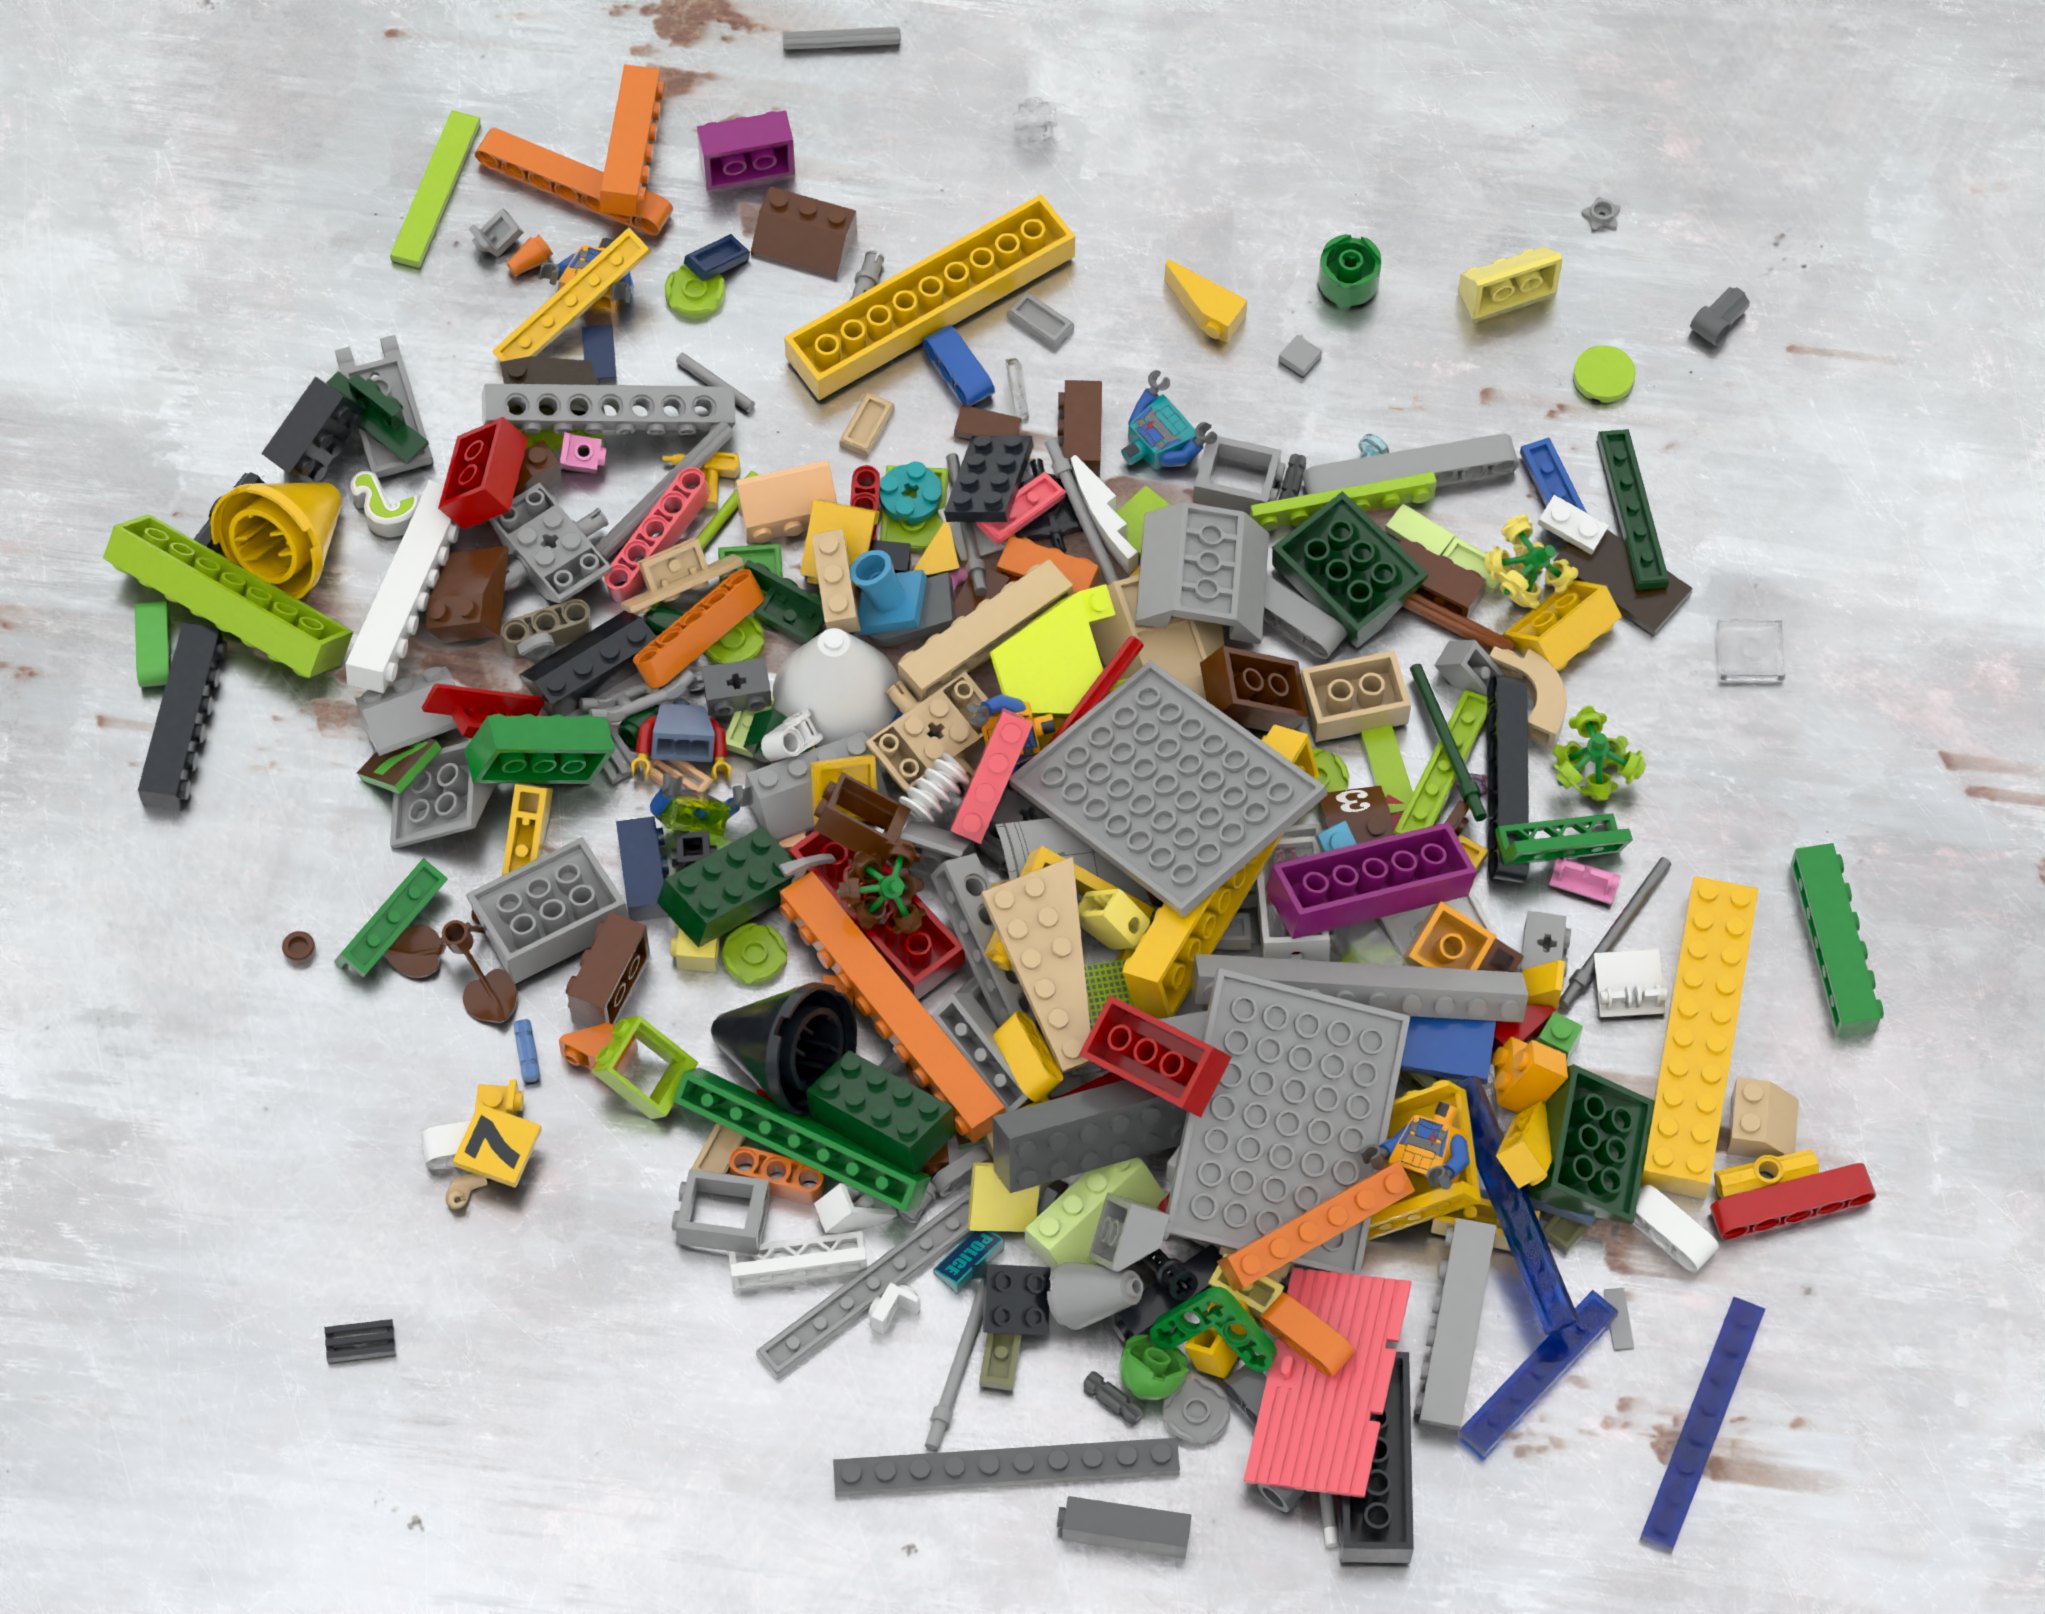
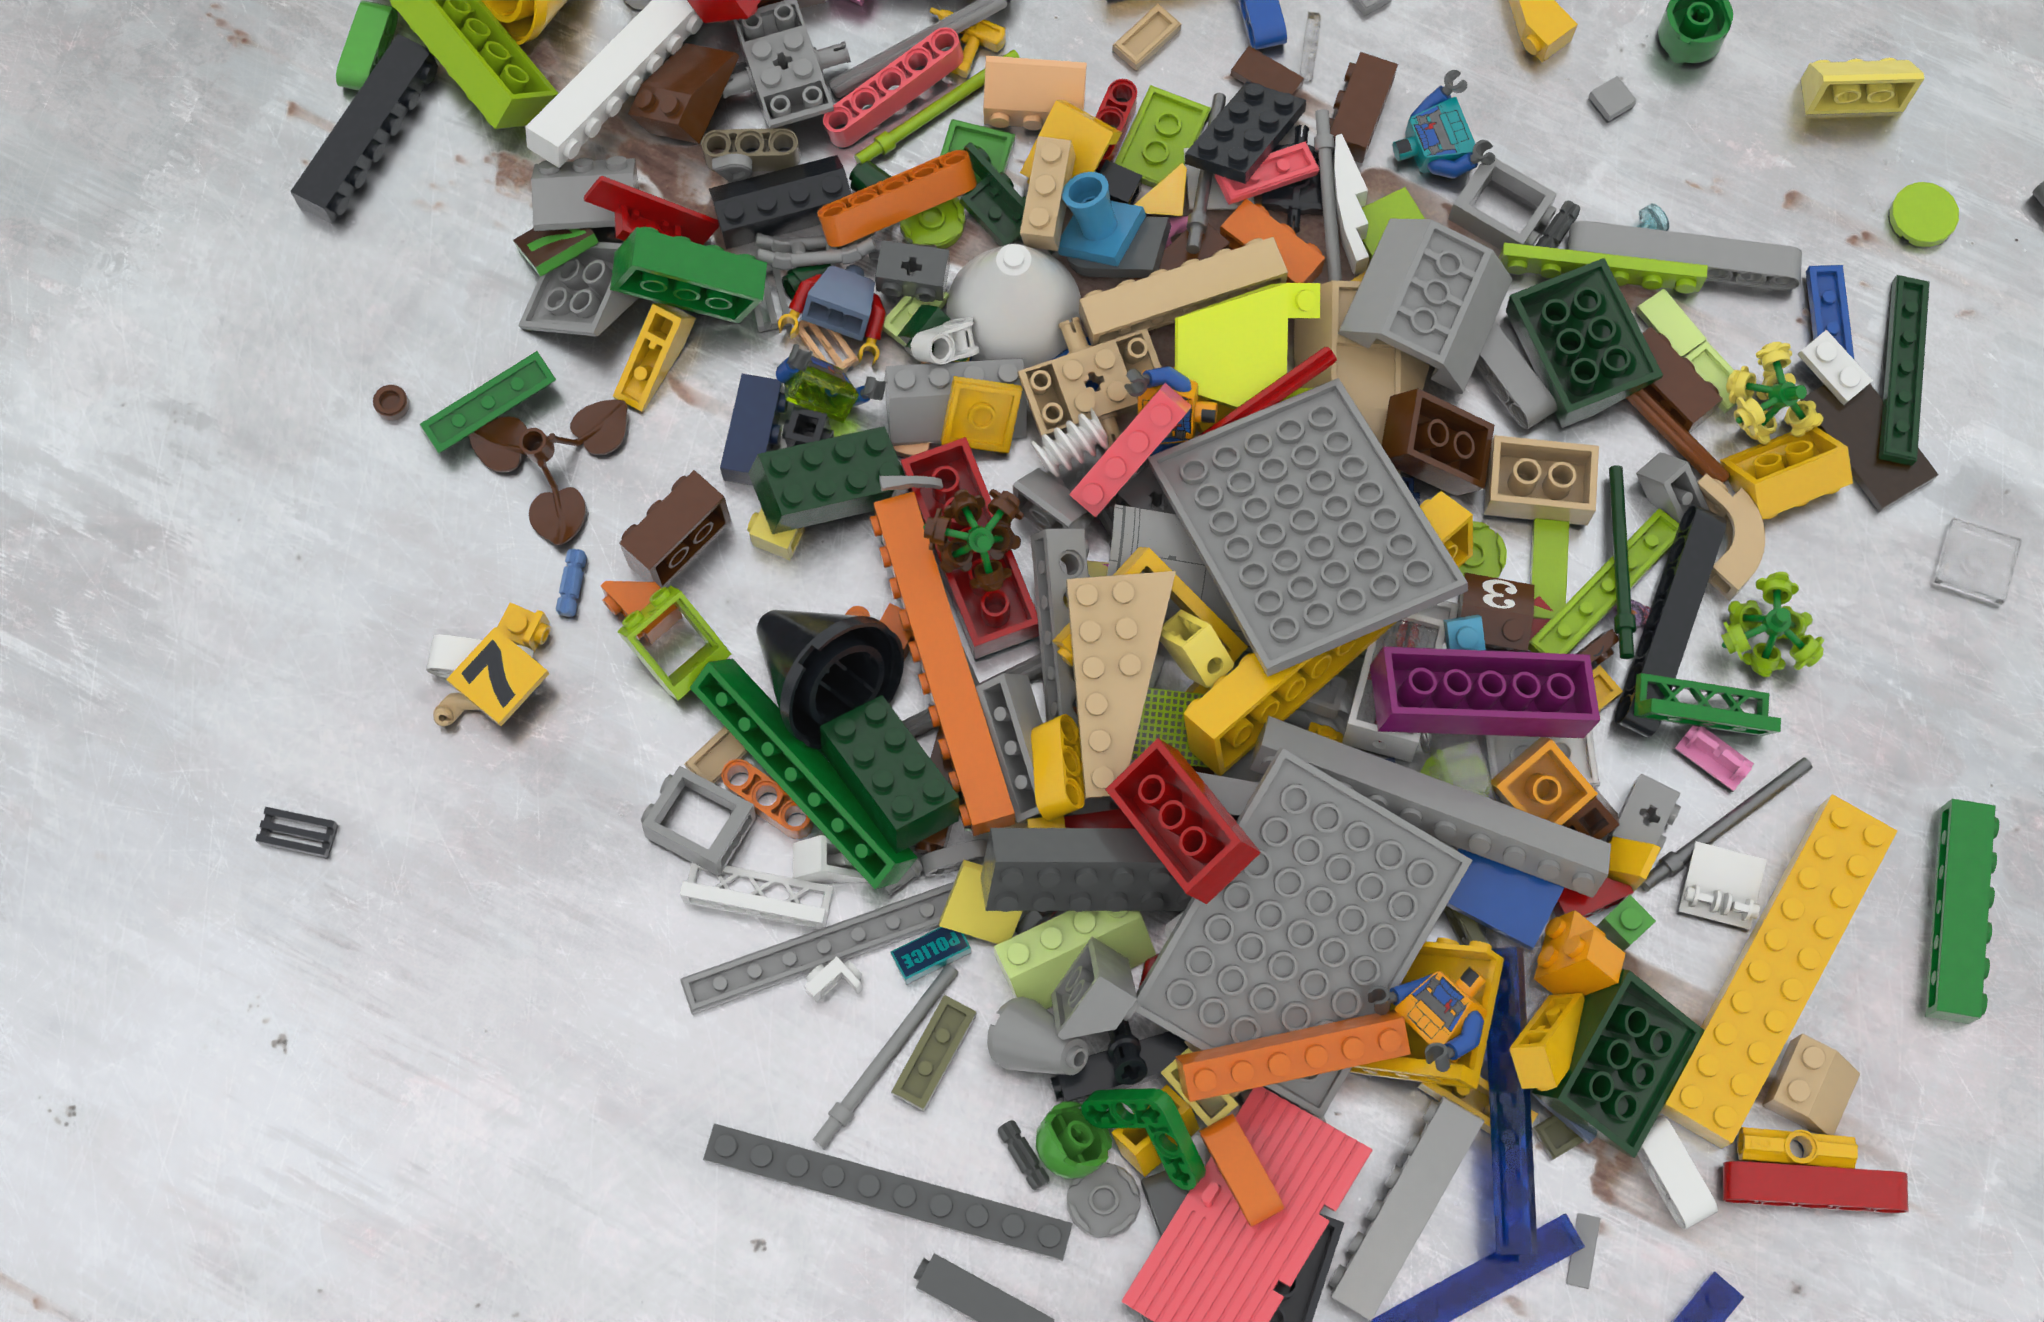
camera: 20 degrees right, 10 degrees up
(546, 909) = (641, 442): light grey slope -> none
(676, 571) = (897, 131): tan bracket -> none
(754, 954) = (833, 555): lime tile -> none
(865, 803) = (995, 436): reddish brown window -> none
(913, 477) = (1164, 104): teal plate -> none
(1014, 1298) = (957, 1016): black bracket -> none
(1602, 206) = (1983, 35): light grey plate -> none

